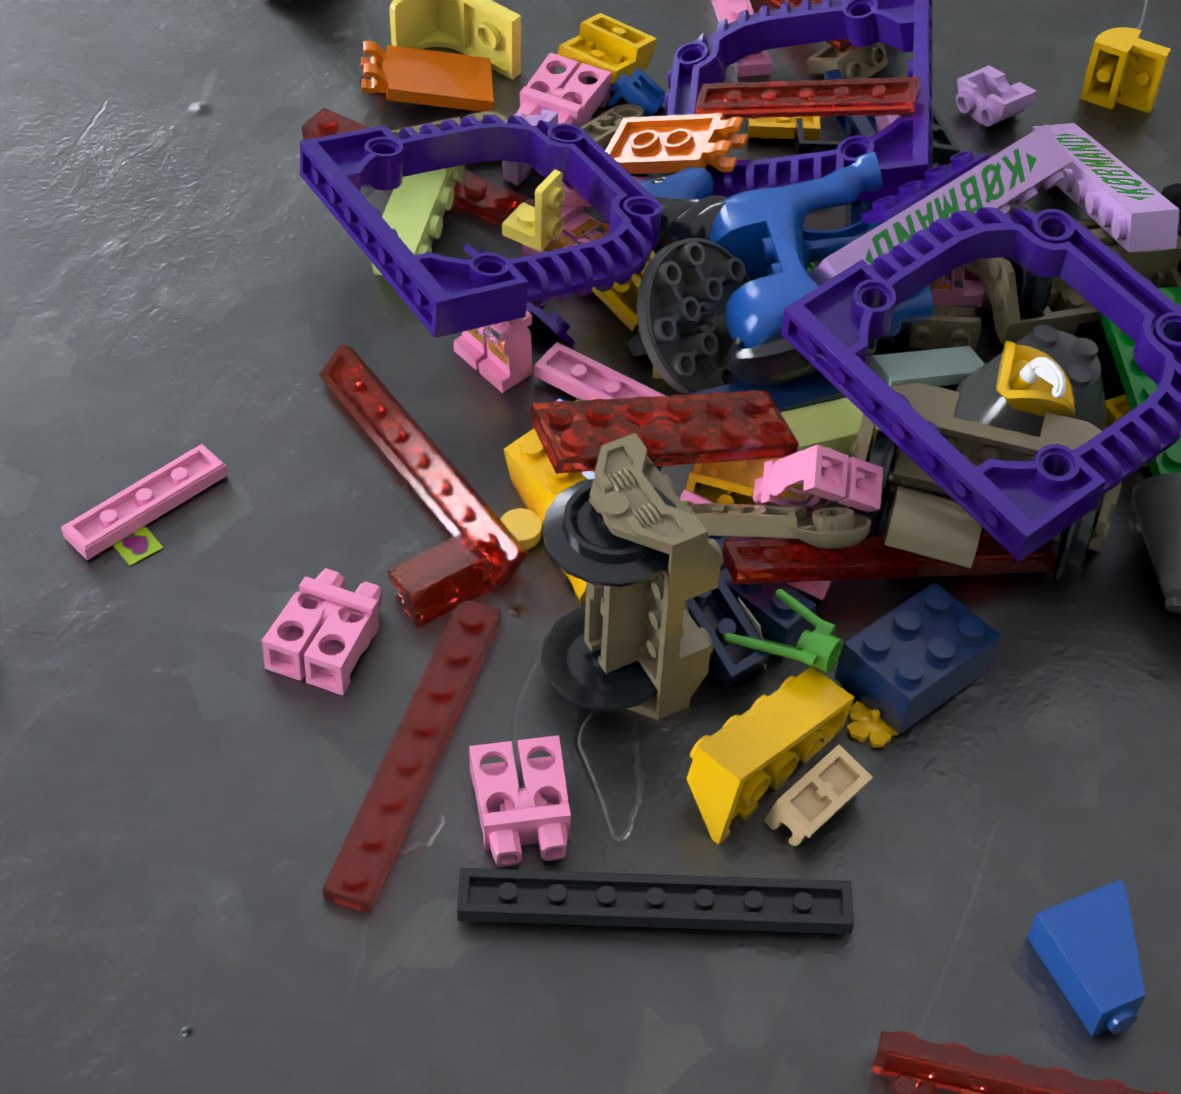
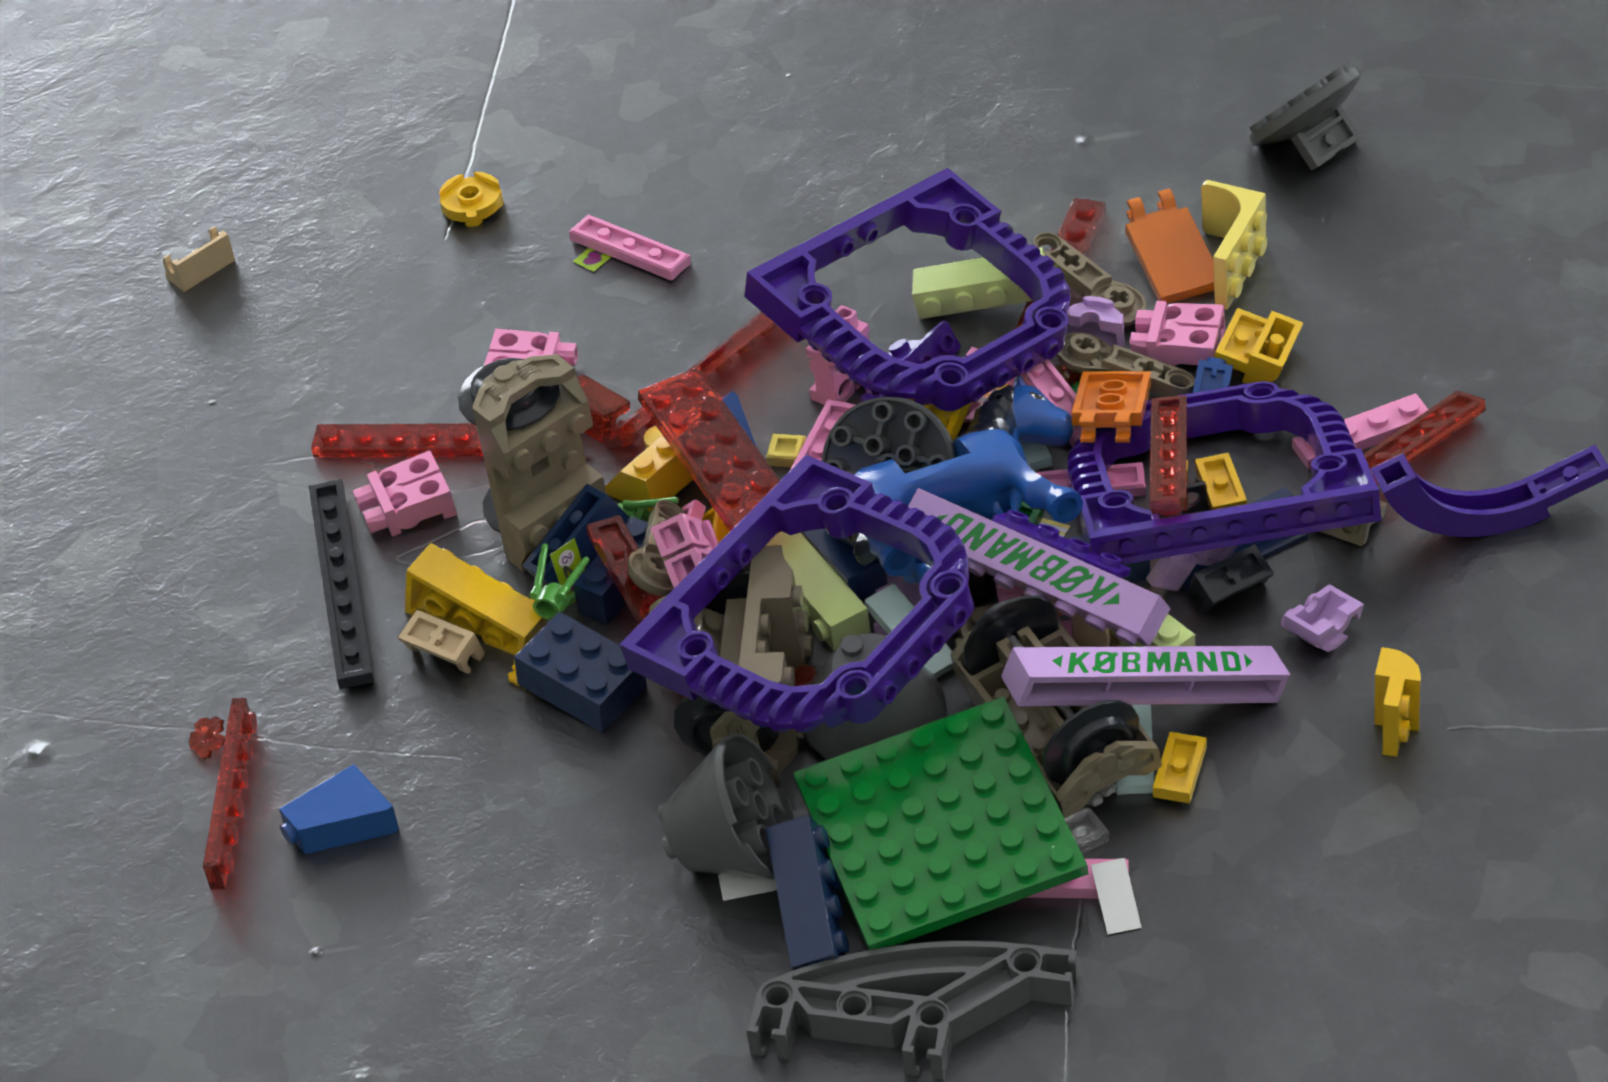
camera: 85 degrees right, 5 degrees down
(541, 223) = (964, 333): light yellow bracket -> none
(1034, 382) = (810, 632): yellow hat -> none

